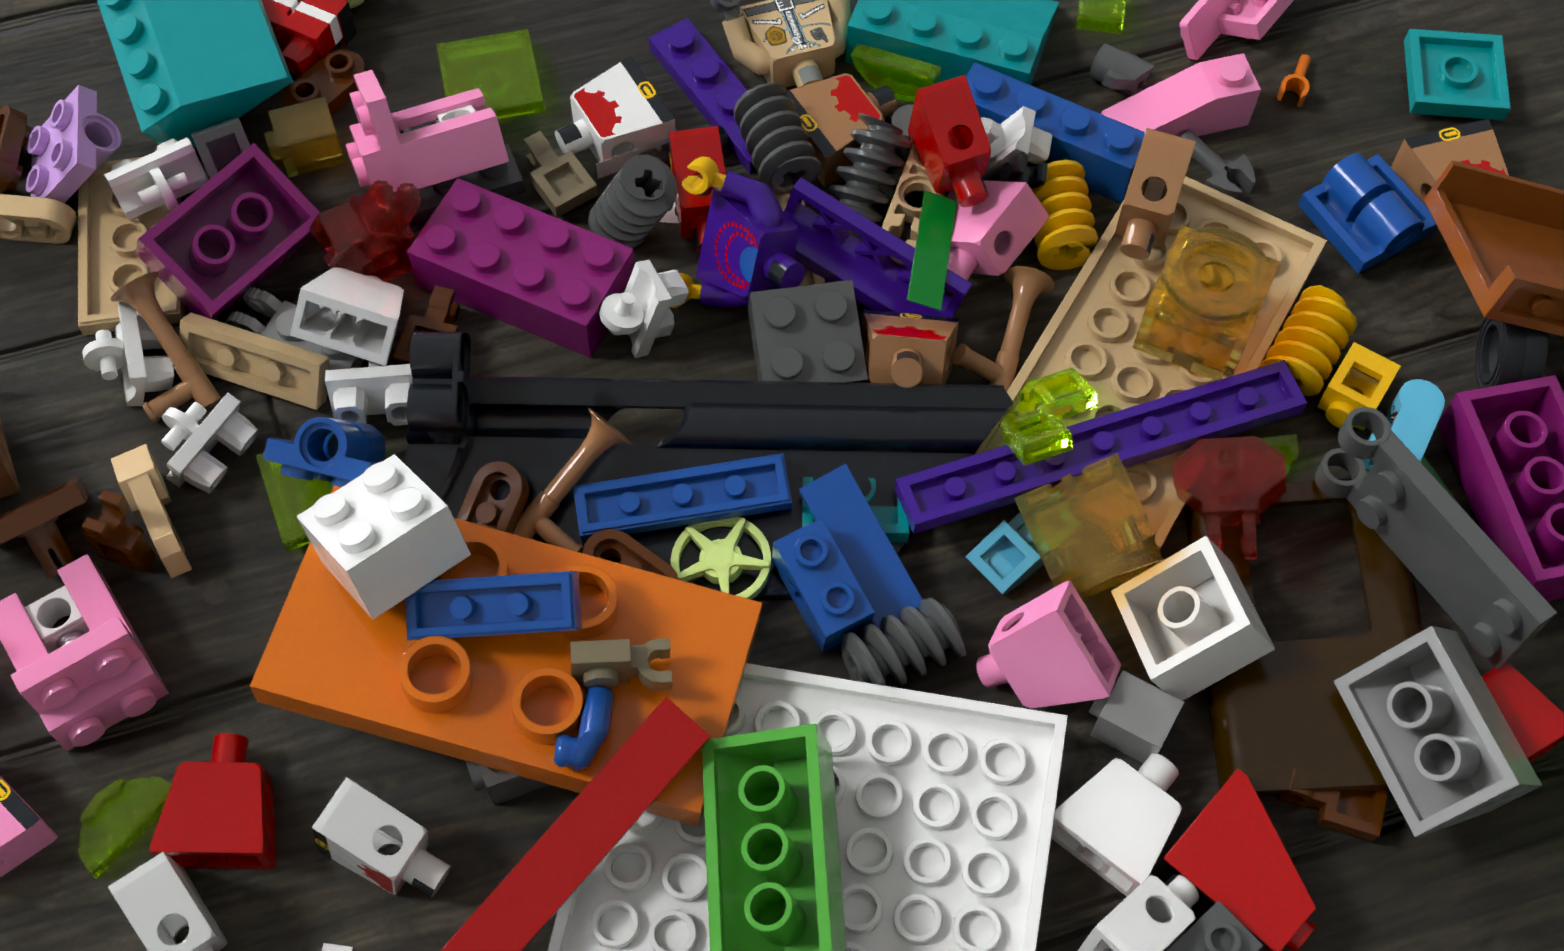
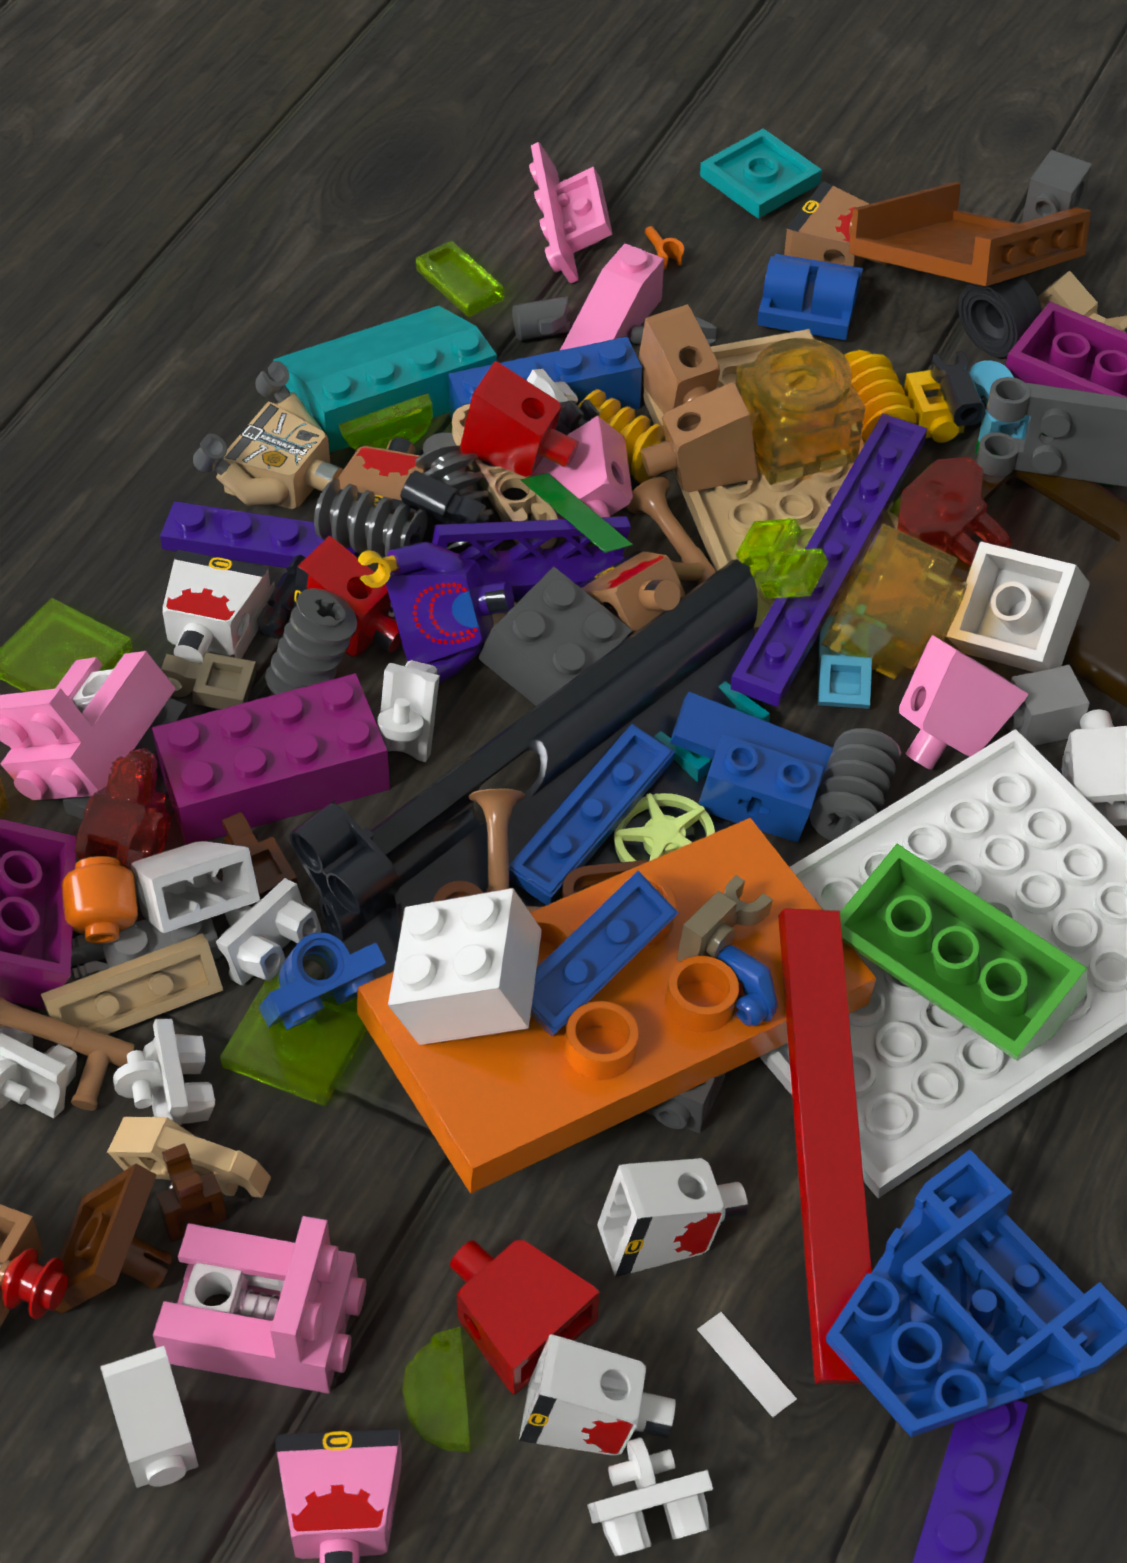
camera: 45 degrees left, 10 degrees down
(283, 272) = (100, 899): none -> orange head
(835, 162) = (441, 500): none -> black bar
(1100, 272) = (706, 442): none -> medium nougat torso
(1376, 385) = (958, 389): none -> black bar

